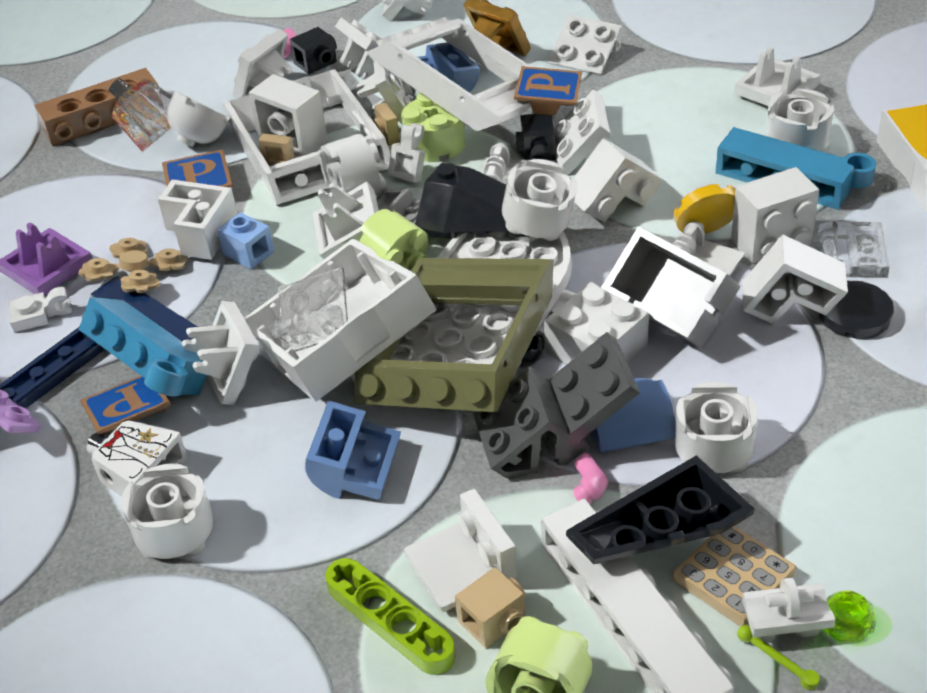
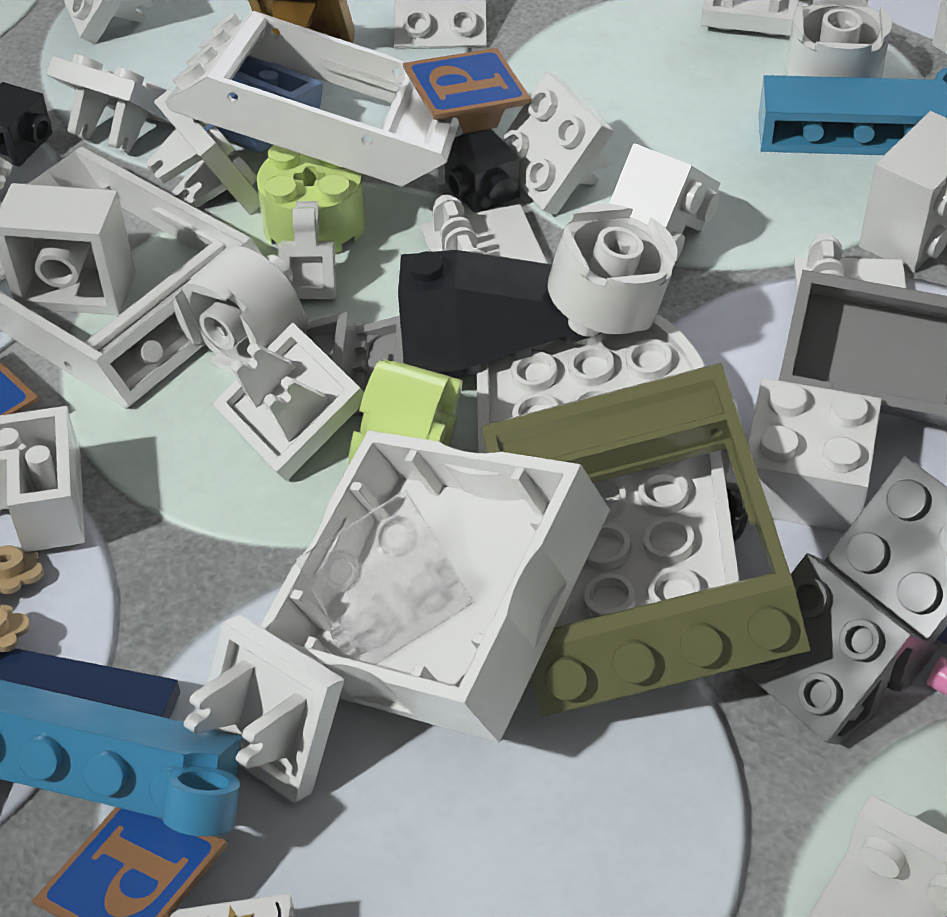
camera: 30 degrees left, 5 degrees up
(245, 240) = (130, 489): light blue brick -> none
(276, 148) = (73, 309): tan plate -> none
(350, 453) = (600, 807): medium blue brick -> none
(387, 123) = (228, 207): tan plate -> none
(706, 205) = (828, 208): yellow tile -> none

